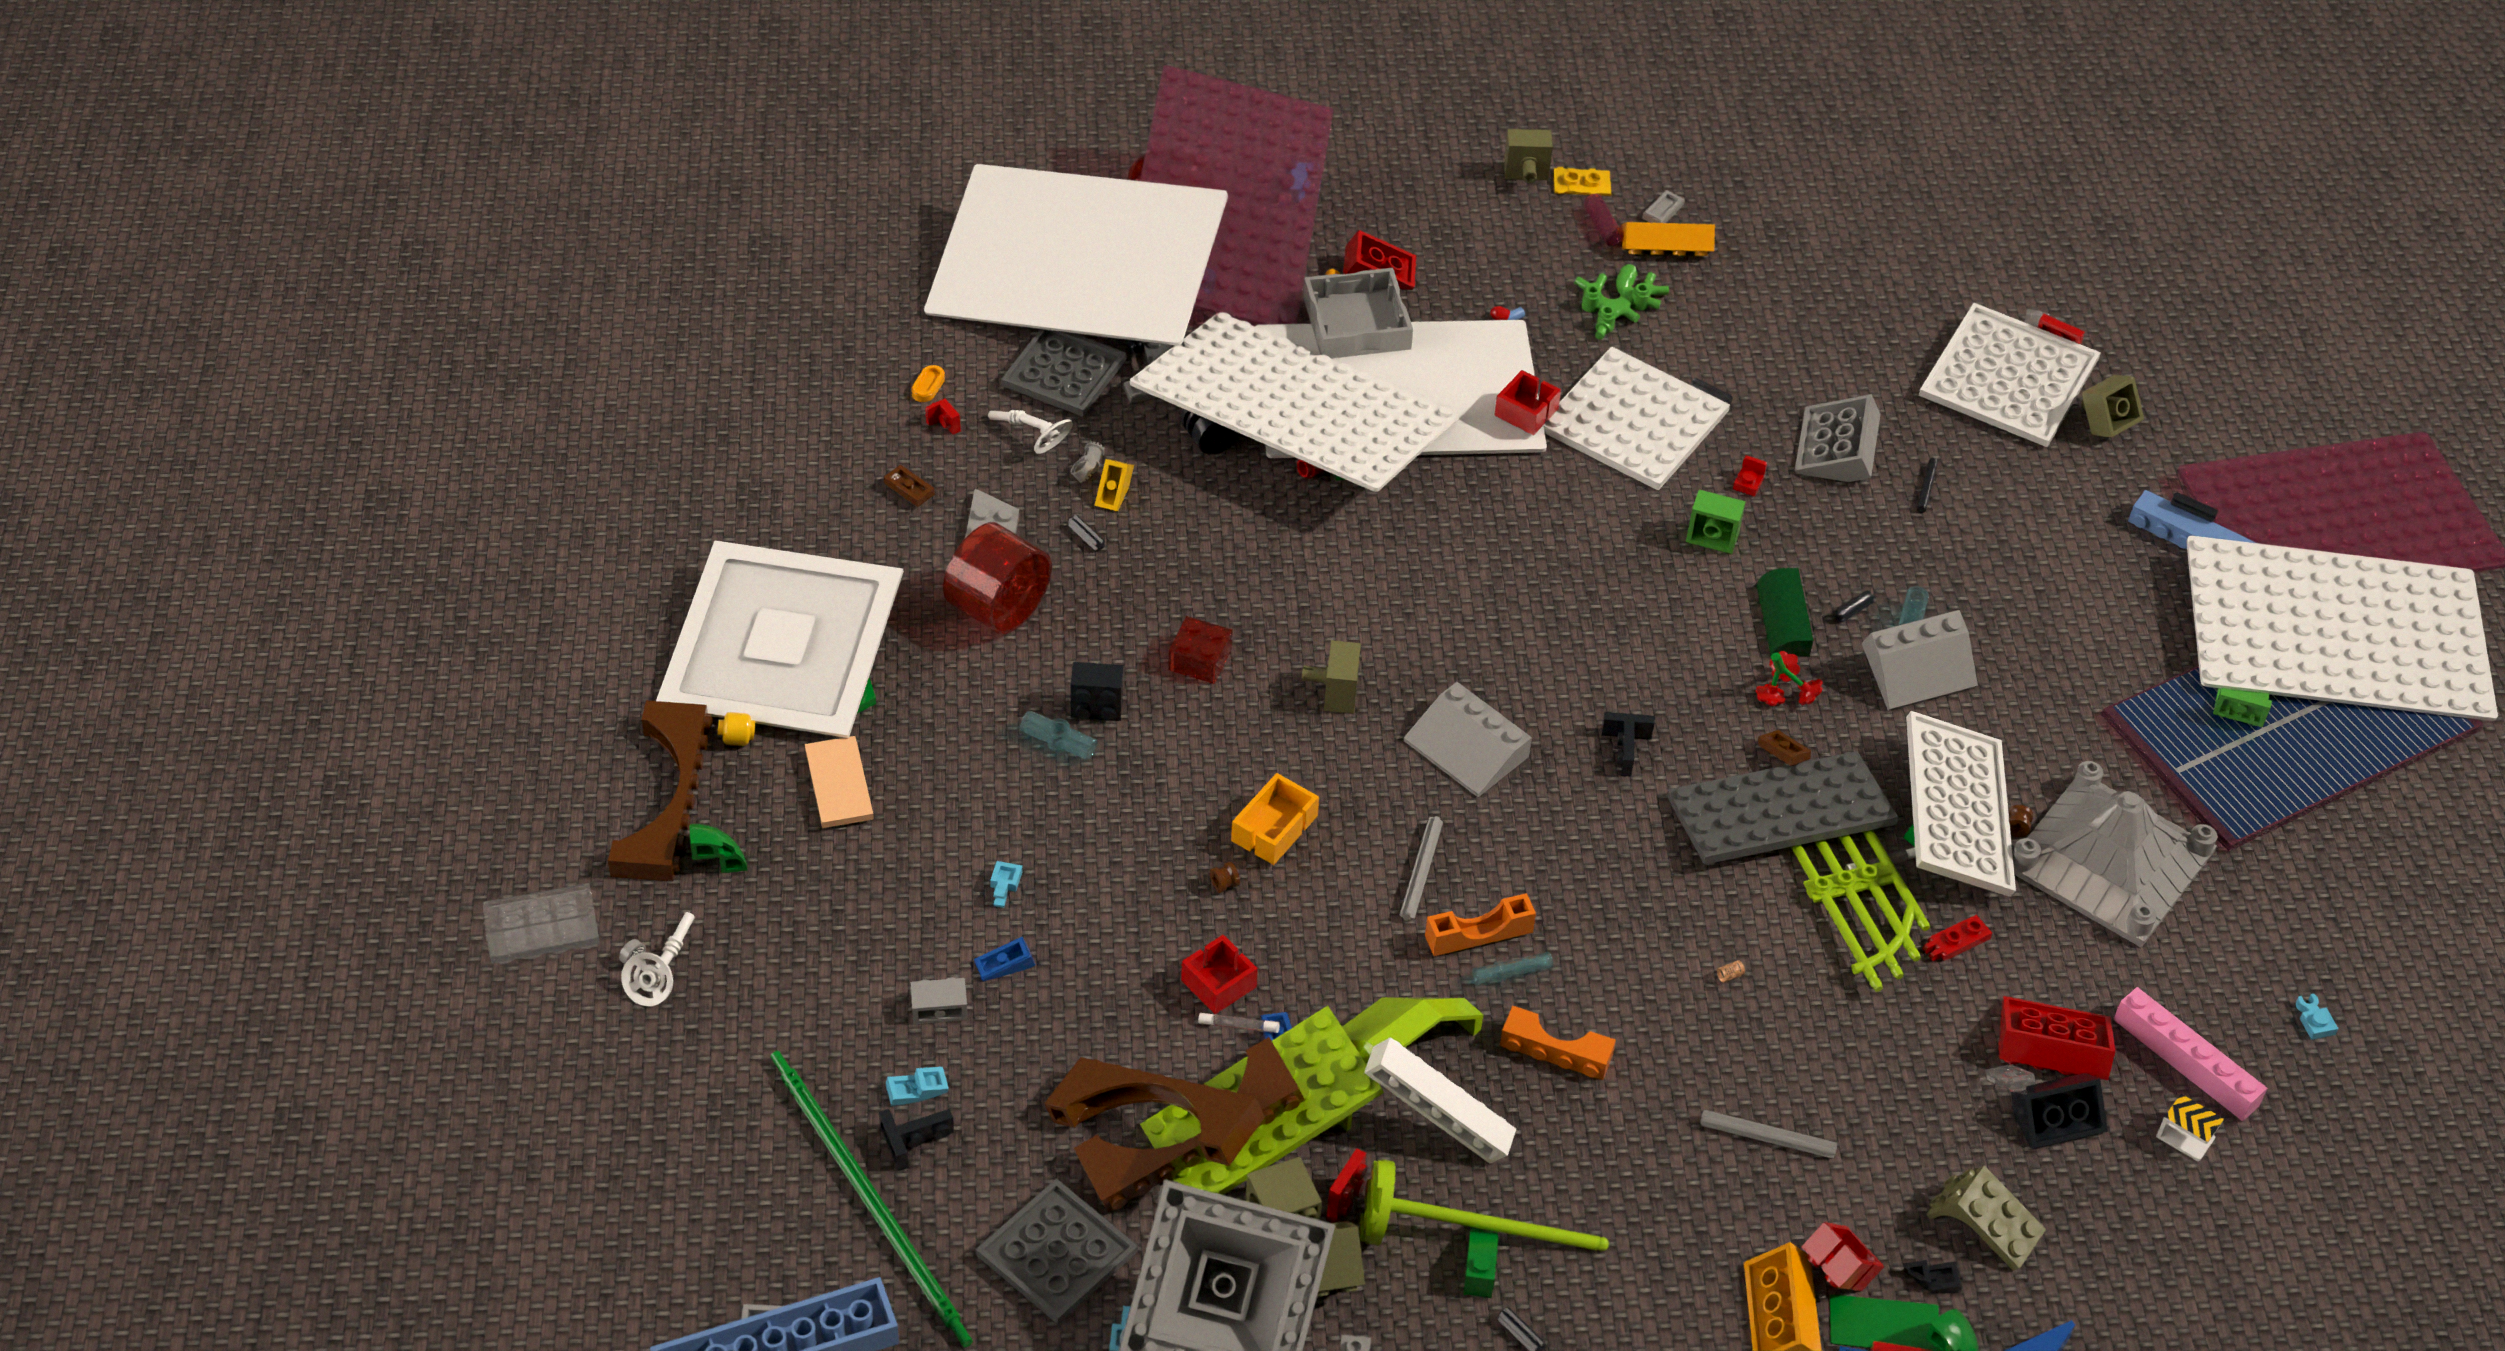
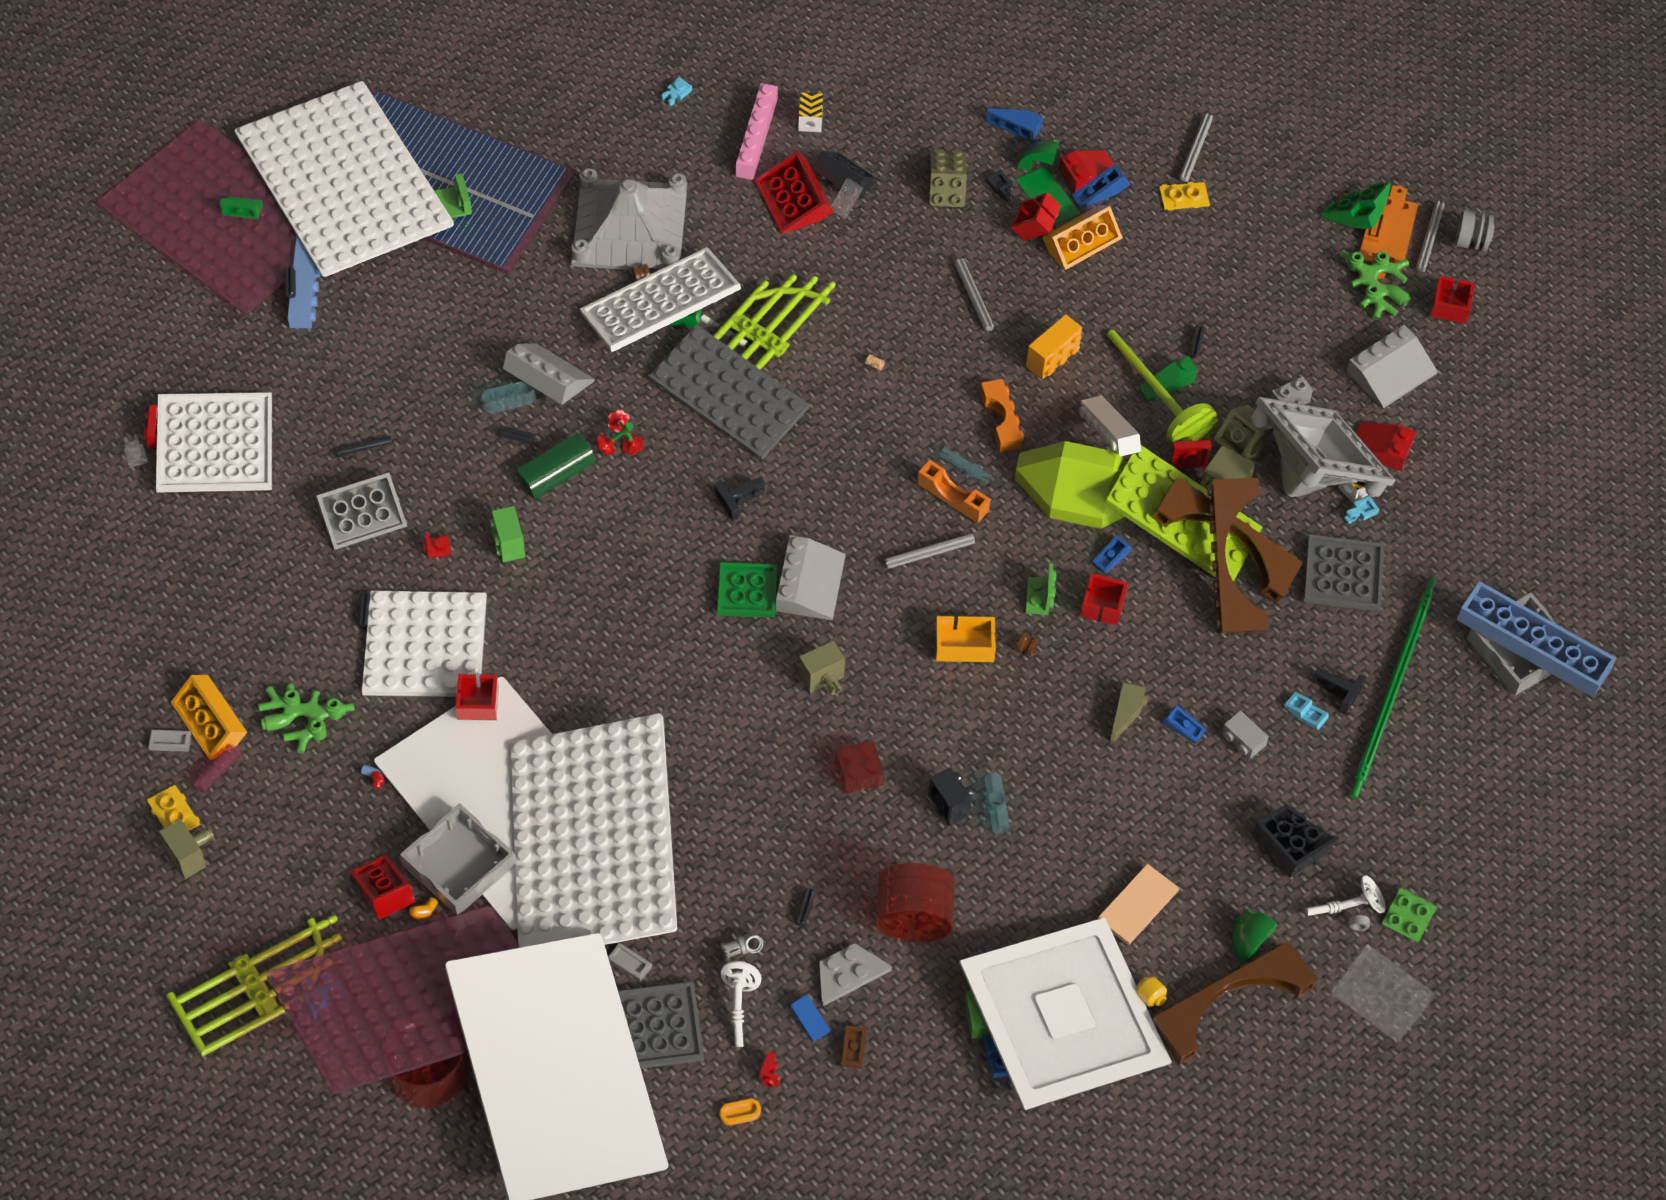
camera: 125 degrees left, 10 degrees up
(599, 1011) = (1409, 914): none -> bright green bracket
(776, 947) = (1292, 839): none -> black wedge
(970, 474) = (809, 1018): none -> blue slope
(1004, 878) = (1129, 761): medium azure plate -> none
(1070, 919) = (1128, 709): none -> olive slope
(1113, 484) = (748, 915): yellow slope -> none
(1237, 1022) = (1123, 574): clear bar -> none
(1279, 929) = (1041, 593): none -> bright green bracket
(1355, 151) = (252, 984): none -> lime piece
(1500, 680) = (747, 590): none -> green plate
(1615, 1148) = (1054, 347): none -> light orange piece
(1784, 747) = (679, 411): reddish brown plate -> none
(1957, 939) = (756, 269): red hinge -> none
(2112, 406) = (215, 366): olive brick -> none
(2339, 523) = (241, 207): none -> green panel

